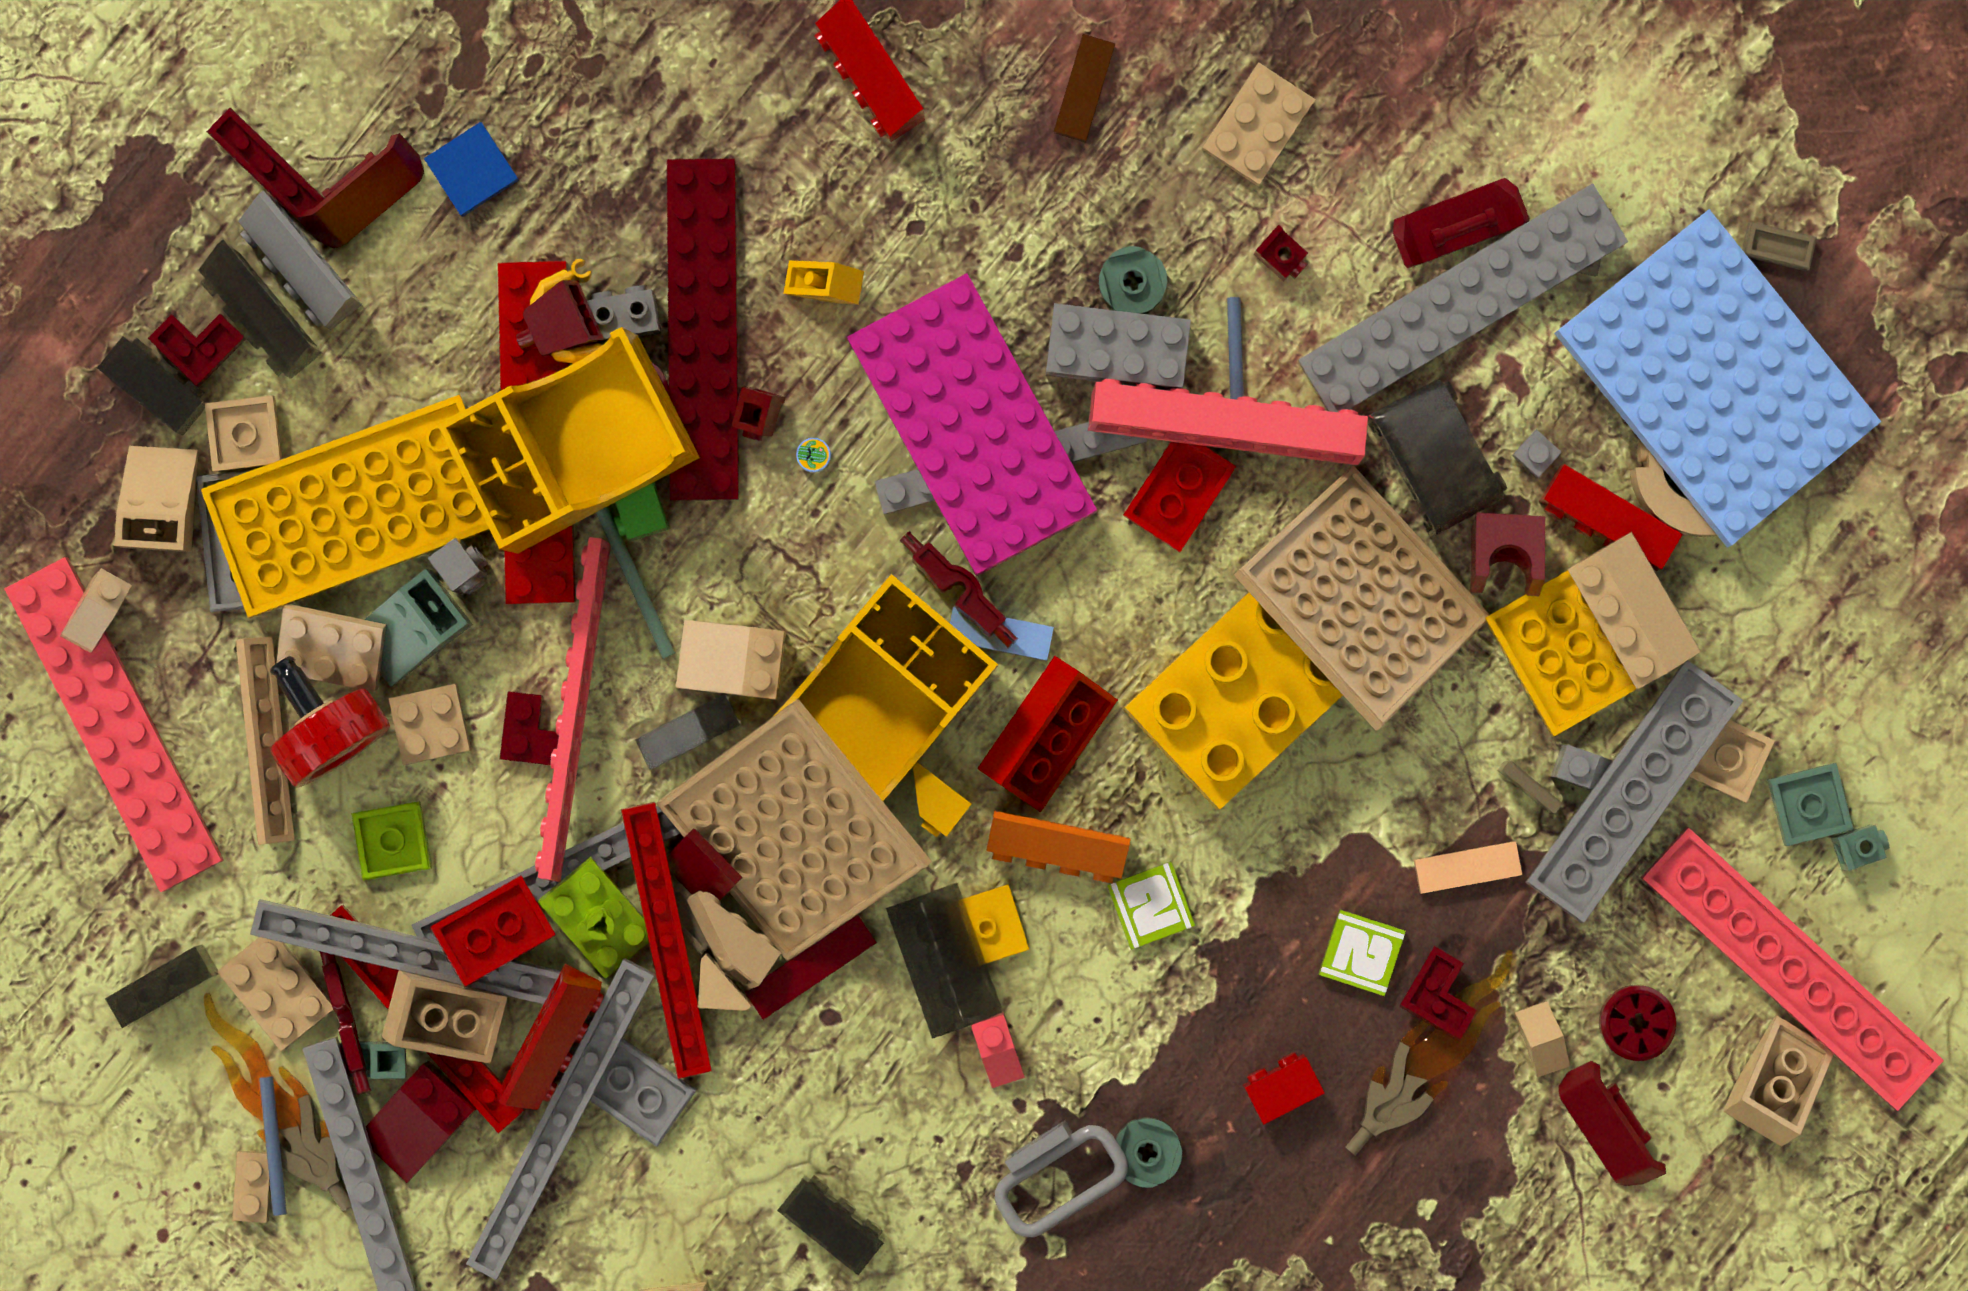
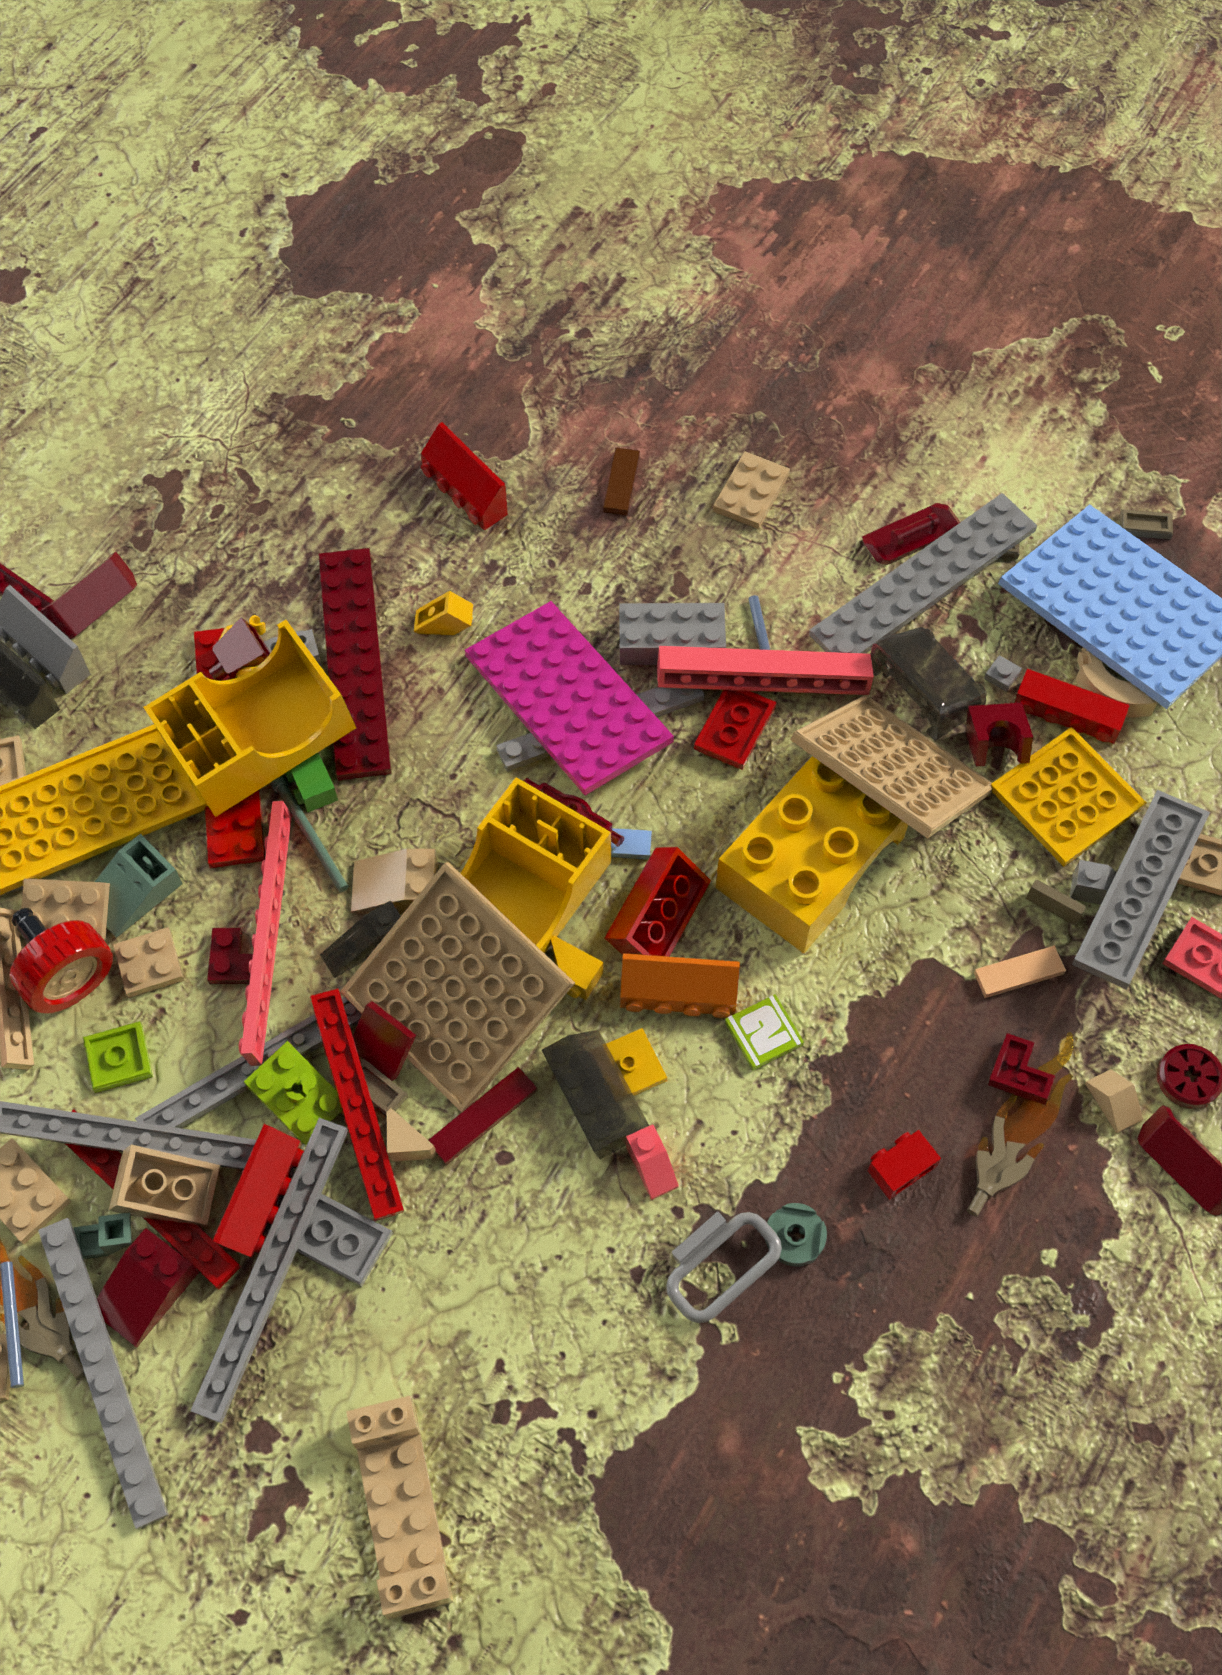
camera: 10 degrees left, 25 degrees down
(347, 1029) = (78, 1209): dark red piece -> none
(460, 566) = (168, 832): light grey brick -> none
(471, 169) = (172, 576): blue tile -> none
(492, 931) = (204, 1107): red plate -> none
(734, 945) = (413, 1096): tan slope -> none
(748, 407) = (400, 706): dark red brick -> none
(813, 455) = (447, 734): tile -> none
(832, 1223) = (524, 1331): clear smoke brick -> none
(1143, 265) = (676, 580): sand green plate -> none
(1268, 254) = (783, 563): dark red brick -> none
(1361, 952) = (947, 1048): tile -> none
(1634, 610) = (1106, 758): tan slope -> none

